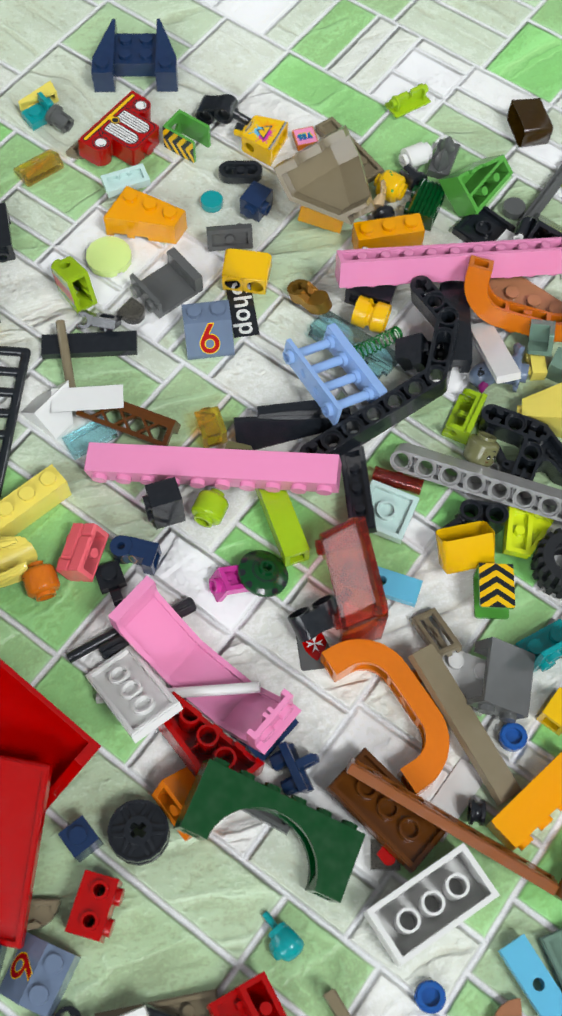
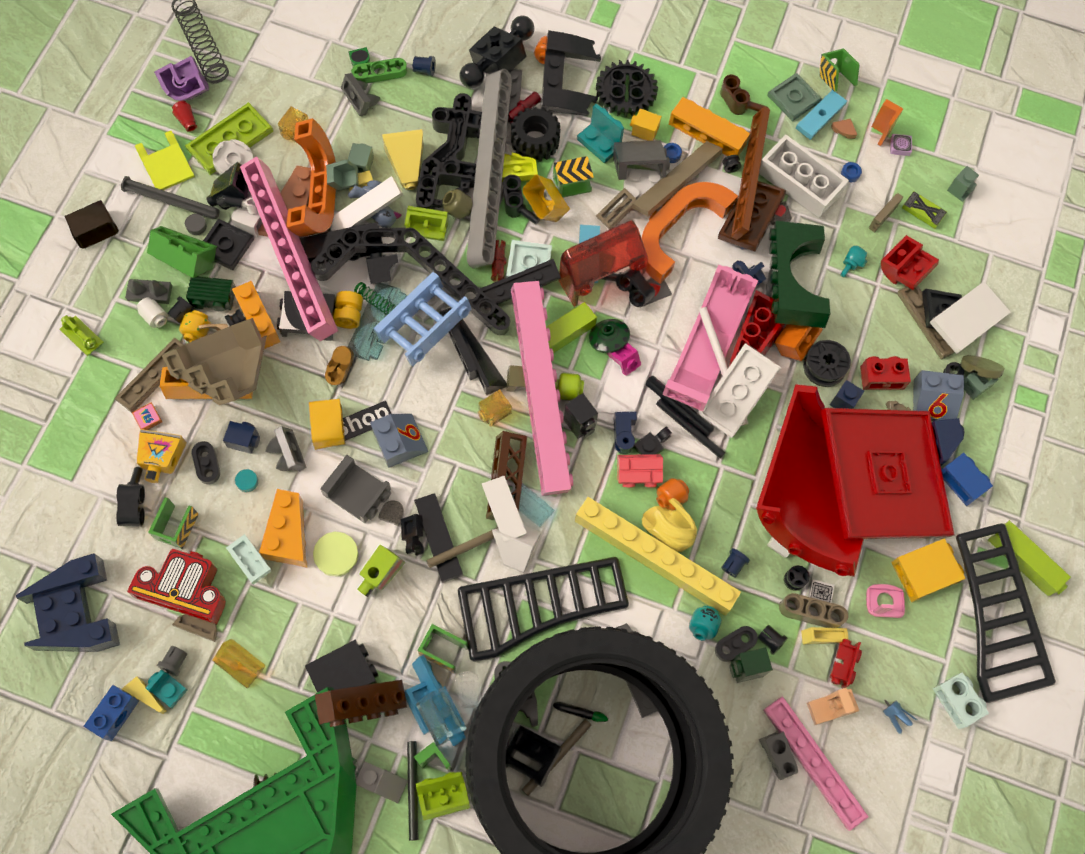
camera: 110 degrees left, 5 degrees up
(31, 69) = (111, 713): none -> blue brick

